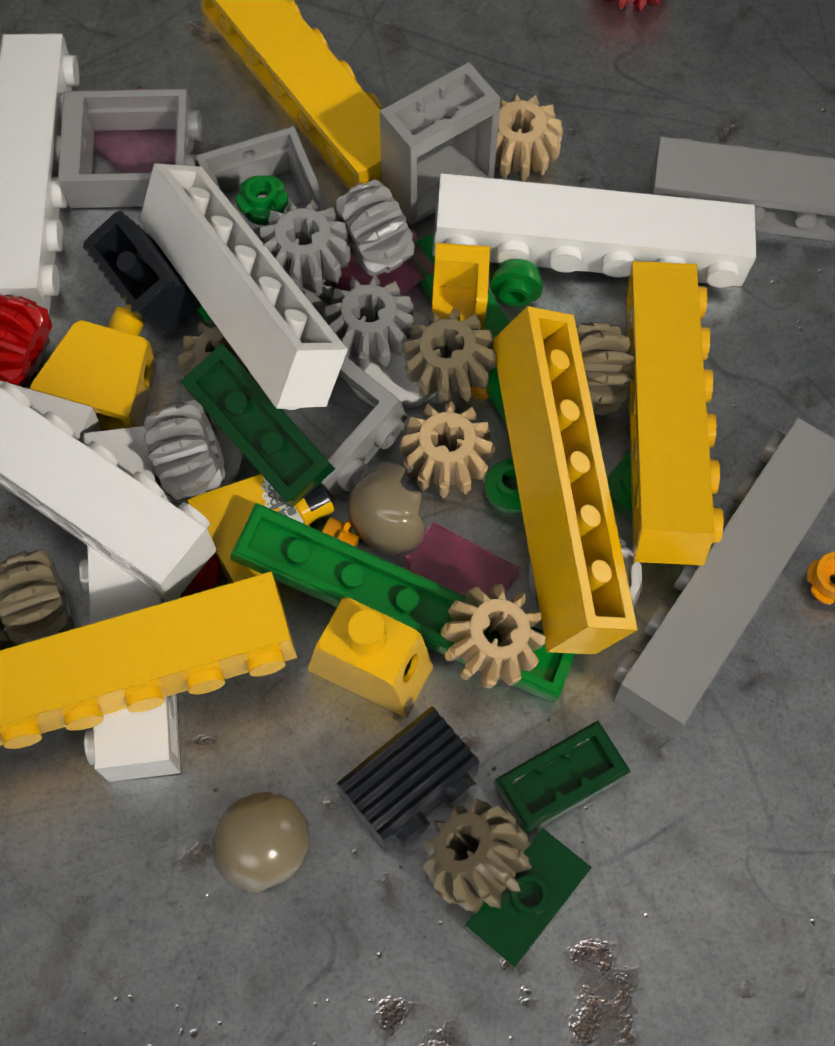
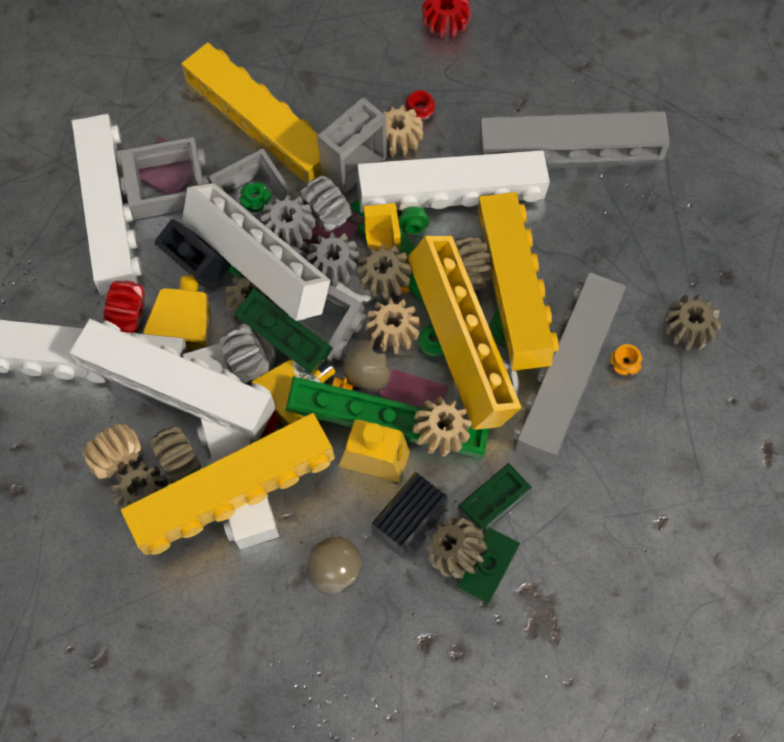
camera: 10 degrees left, 0 degrees up
(568, 101) = (420, 98): none -> red plate

